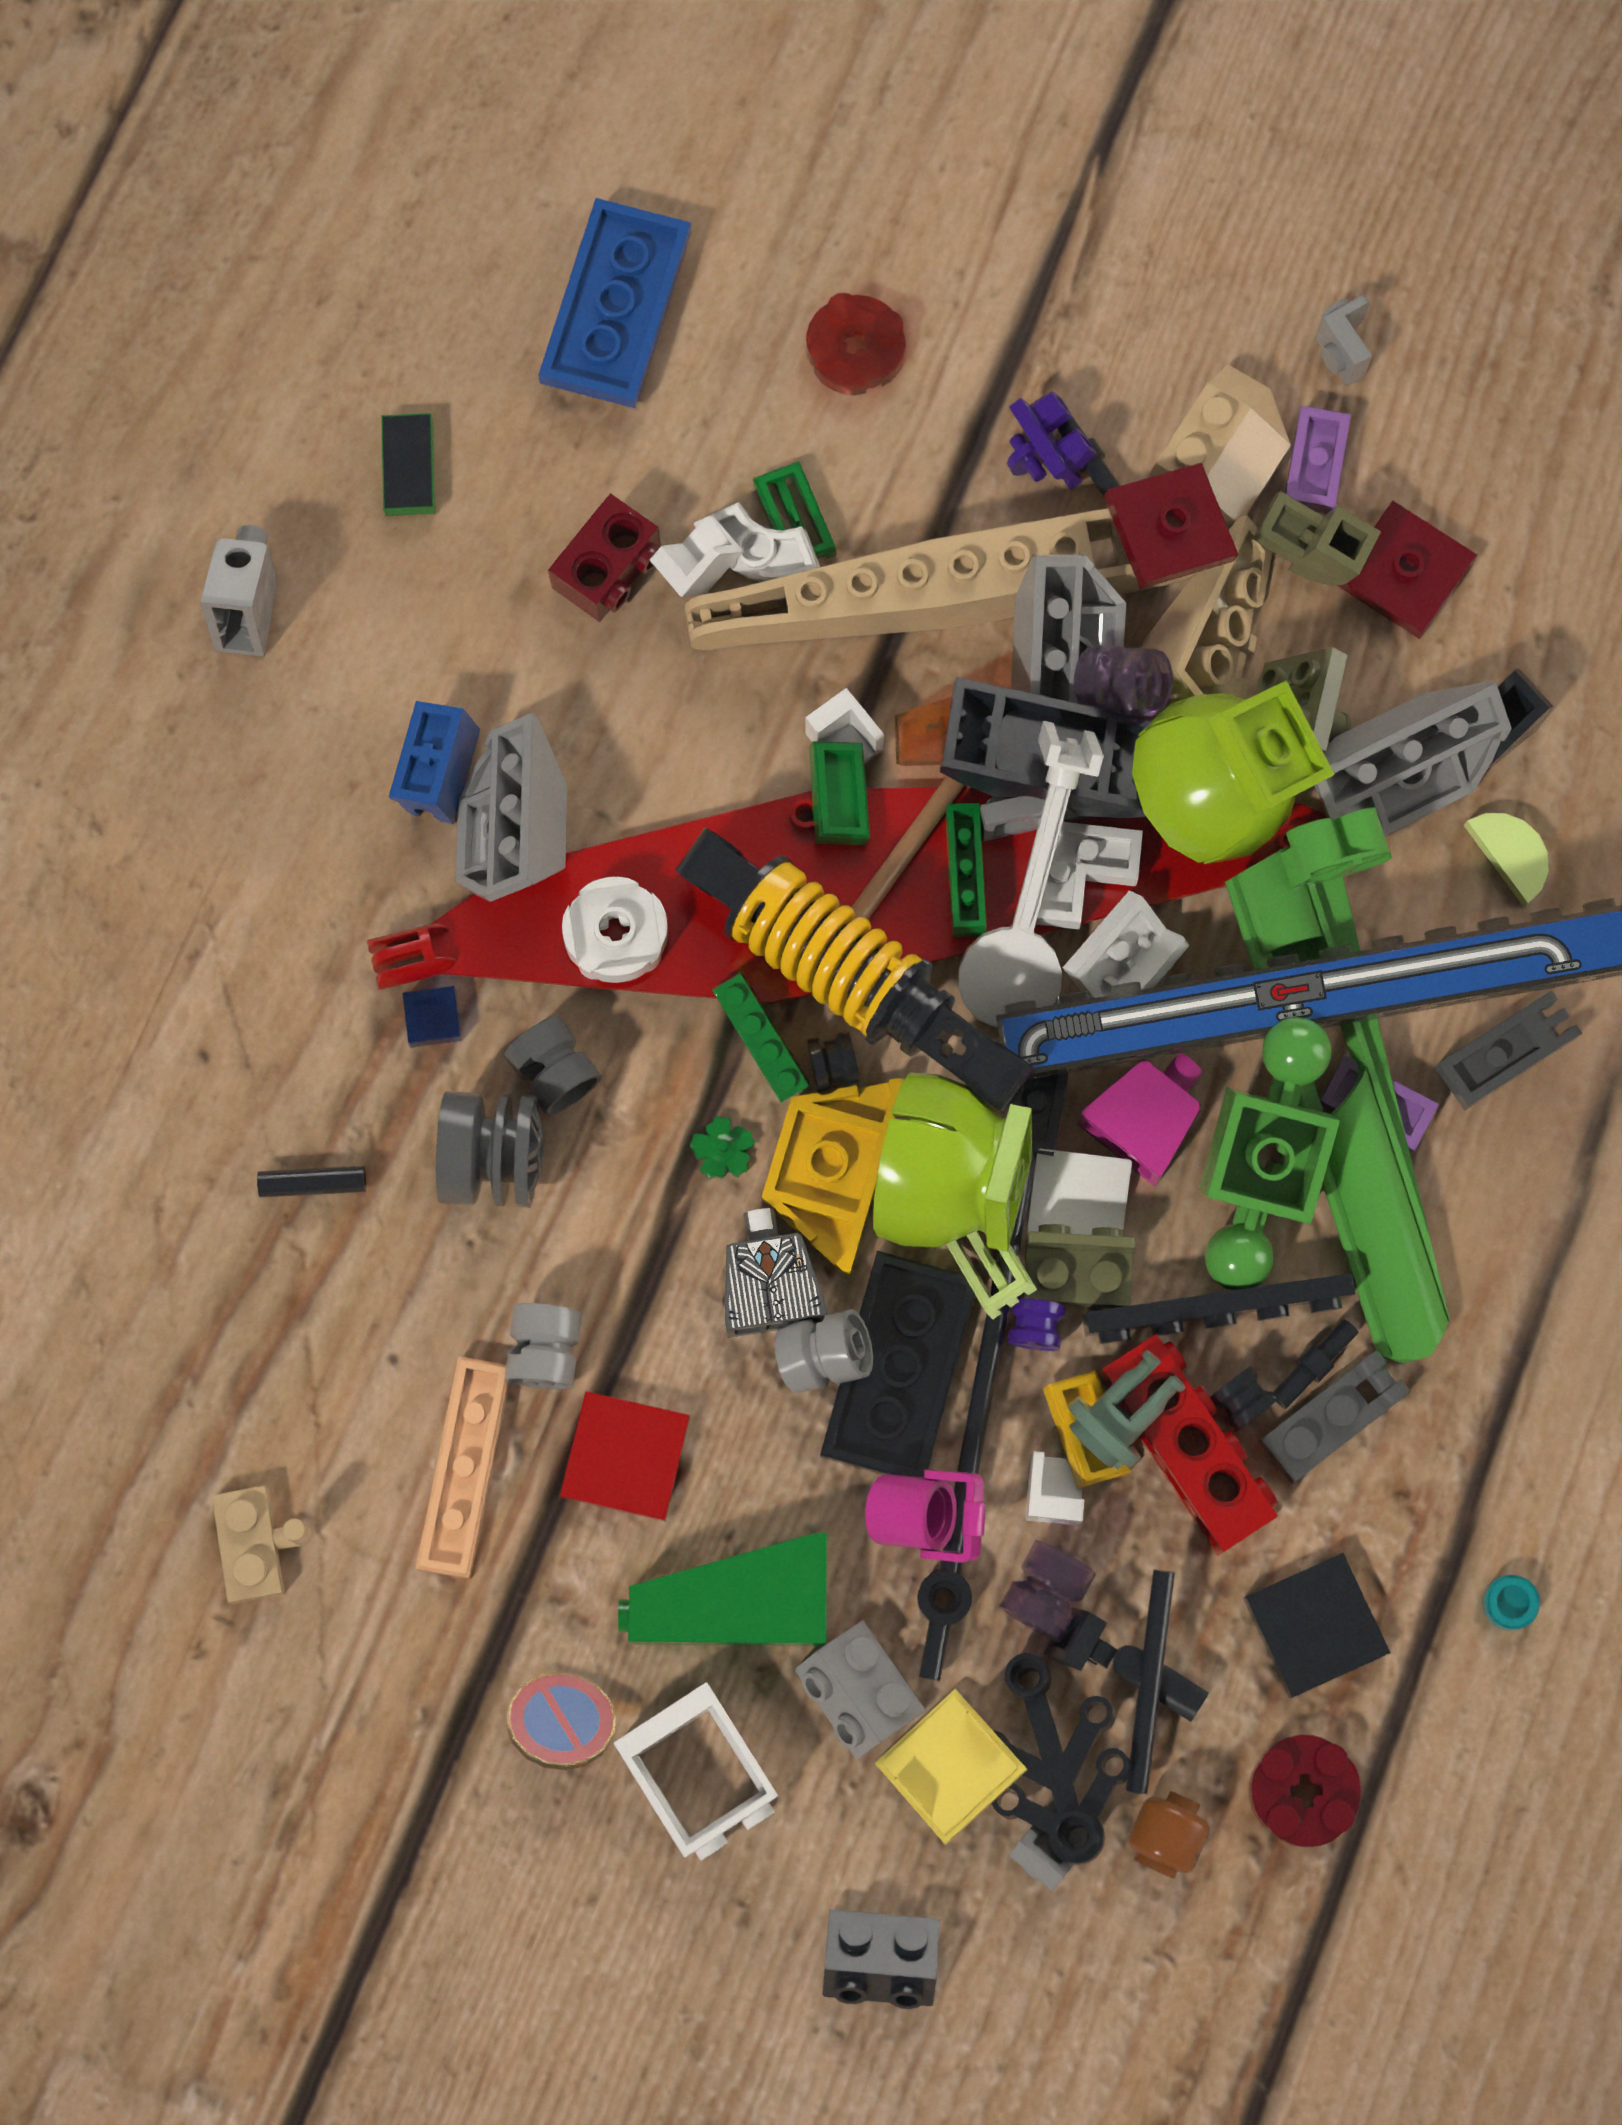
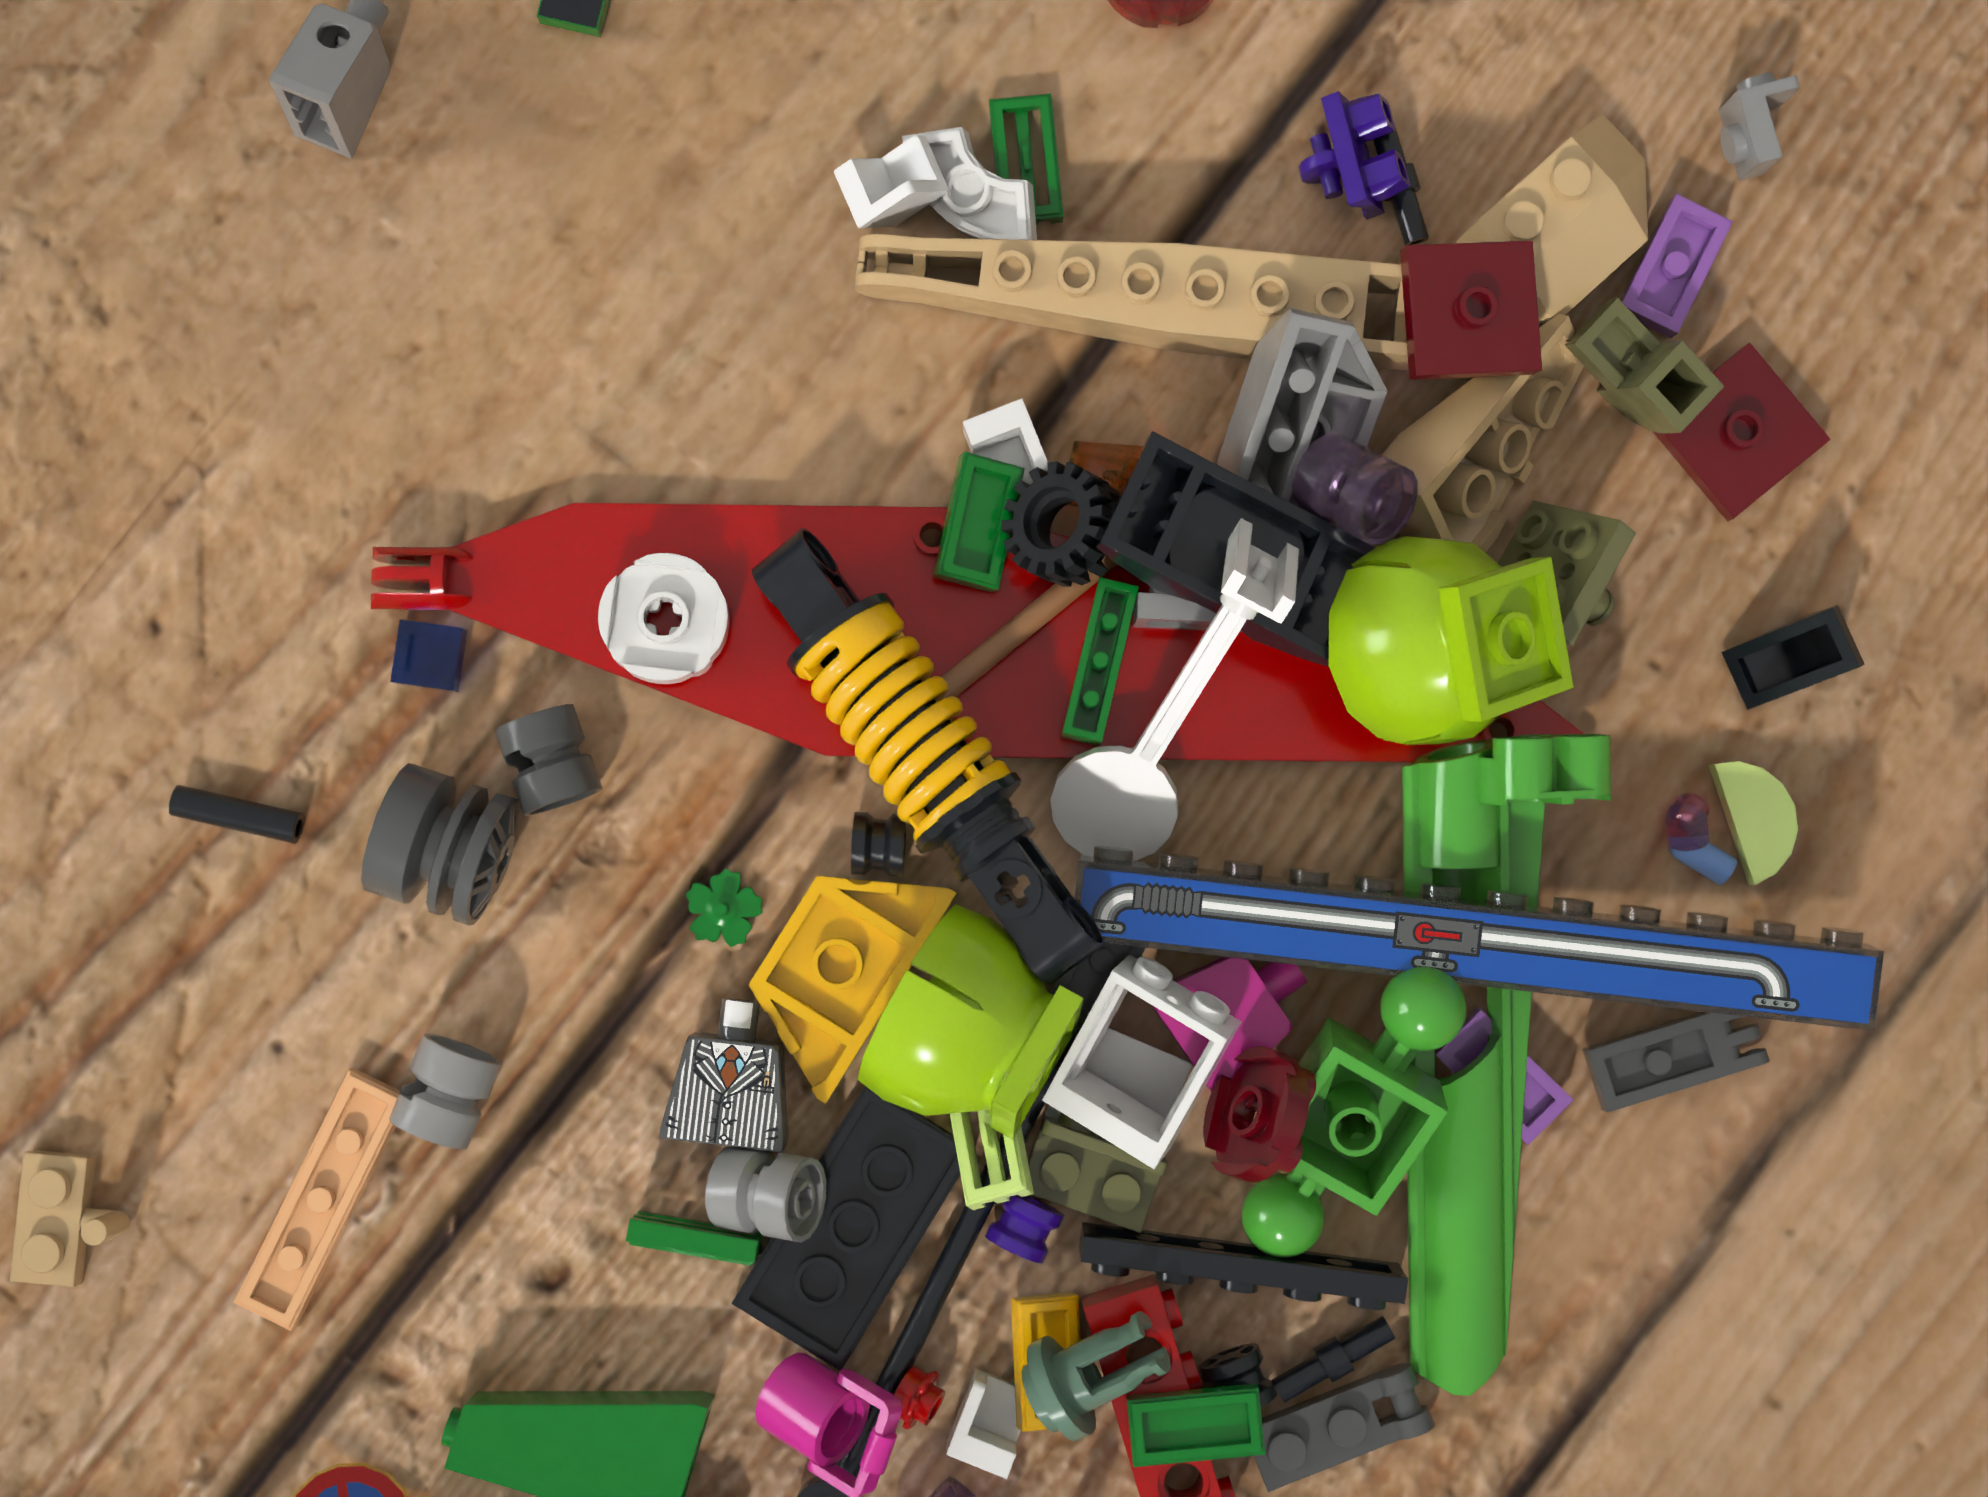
camera: 15 degrees right, 10 degrees up
(435, 760) = (512, 348): blue hinge -> none
(512, 813) = (582, 446): light grey wedge -> none
(594, 553) = (771, 140): dark red brick -> none
(625, 1456) = (509, 1239): red tile -> none
(761, 1036) = (801, 794): green piece -> none
(776, 1408) = (693, 1238): none -> green tile
(885, 762) = (1035, 515): none -> black tyre
(996, 1484) = (919, 1397): none -> red plate
(1075, 1209) = (1110, 1110): none -> white window
(1087, 855) = (1247, 683): white plate -> none
(1125, 949) = (1260, 814): white bracket -> none
(1195, 1167) = (1280, 1095): none -> dark red plate
(1219, 1432) = (1195, 1425): none -> green tile
(1416, 755) = (1678, 670): light grey wedge -> none
(1467, 883) = (1690, 840): none -> arm

